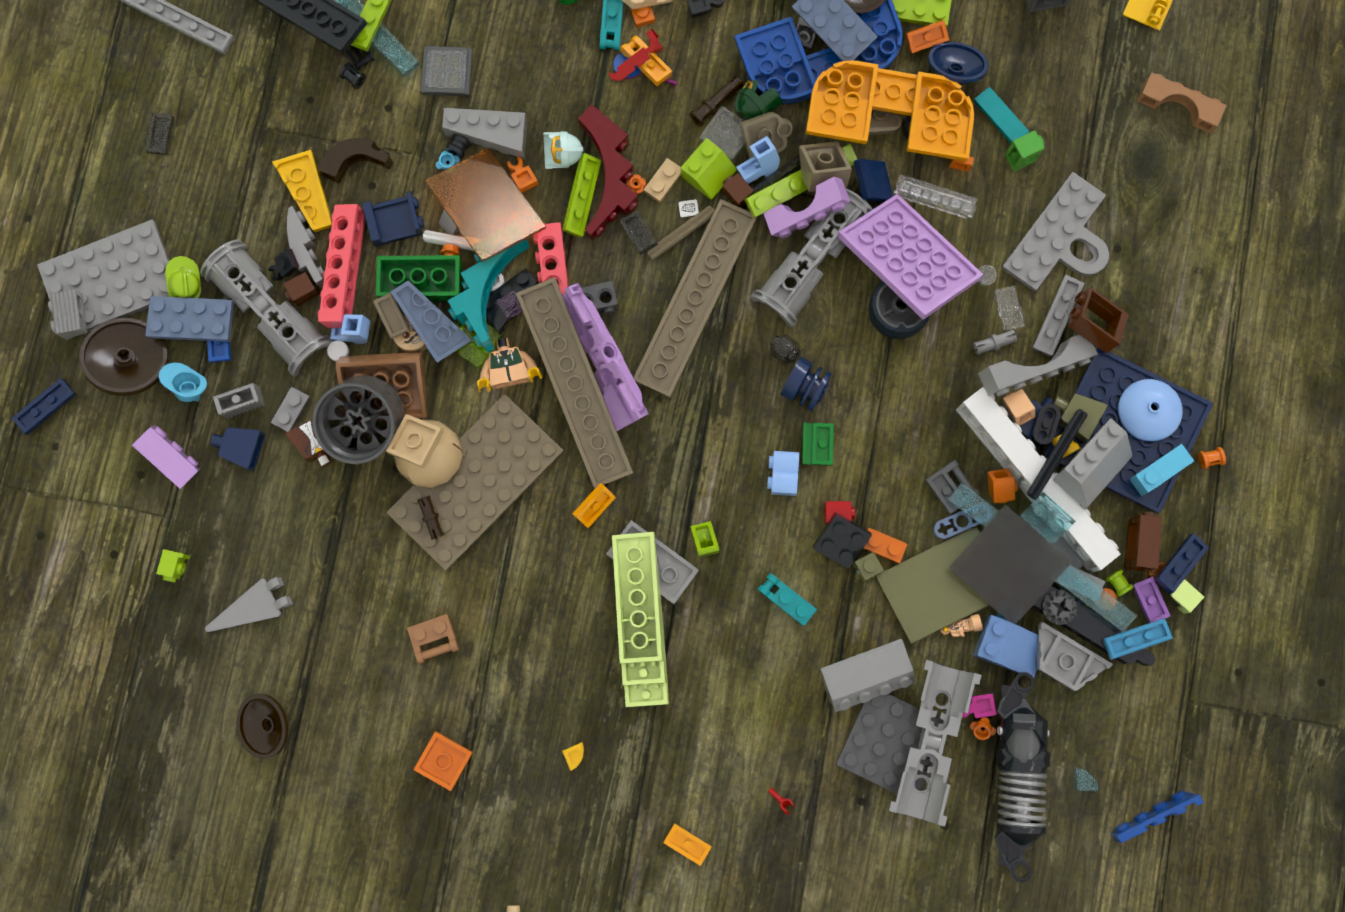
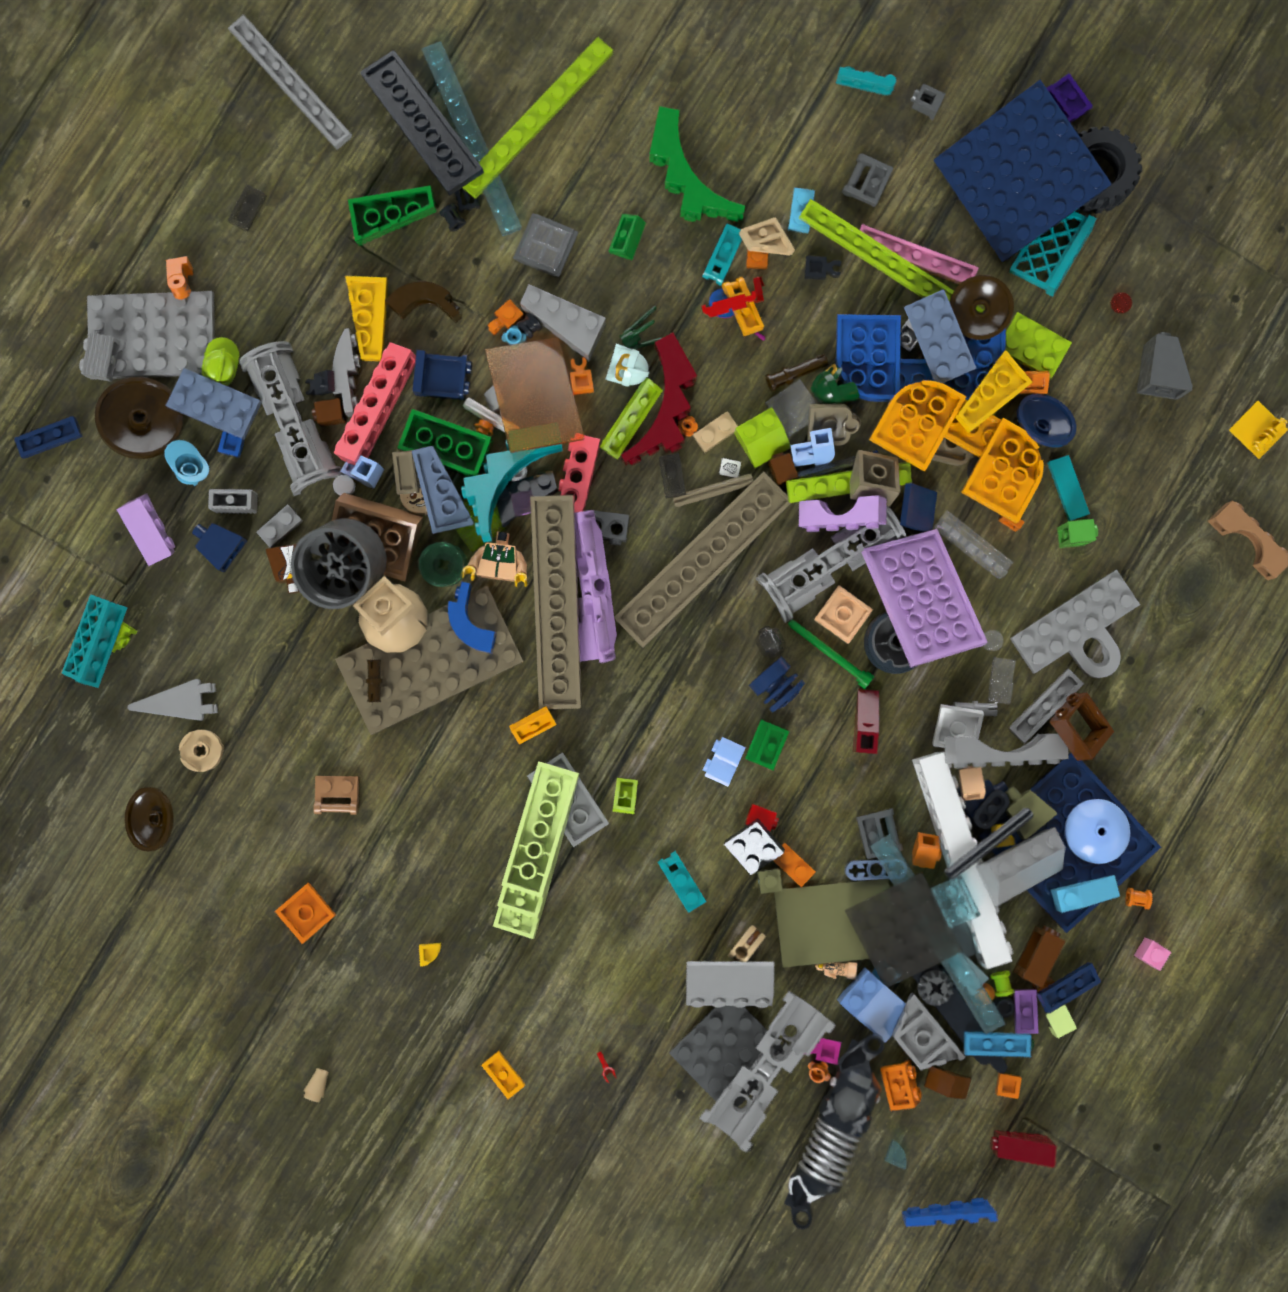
camera: 20 degrees right, 5 degrees up
(115, 215) = (177, 276): none -> orange leg
(159, 572) = (99, 648): none -> teal fence
(279, 651) = (213, 748): none -> tan plate
(292, 90) = (387, 212): none -> green wedge
(433, 145) = (506, 316): none -> orange plate
(447, 379) = (431, 562): none -> clear green wheel
(507, 442) = (474, 637): none -> blue arch
(518, 37) = (627, 236): none -> green slope
(554, 122) = (630, 336): none -> dark green plant
(842, 300) = (843, 614): none -> light nougat plate
(870, 633) = (747, 945): none -> tan head
(882, 351) = (863, 677): none -> green piece
(901, 390) = (866, 722): none -> dark red slope
(902, 50) = (995, 390): none -> yellow wing
(980, 357) = (957, 722): none -> white plate
(1064, 713) = (901, 1085): none -> orange bracket
(1105, 694) = (947, 1083): none -> reddish brown slope
(1131, 602) = (1004, 1006): none -> black plate
(1162, 675) = (1008, 1085): none -> orange plate
(1201, 727) = (1024, 1147): none -> dark red slope
(1245, 503) = (1152, 953): none -> bright pink brick

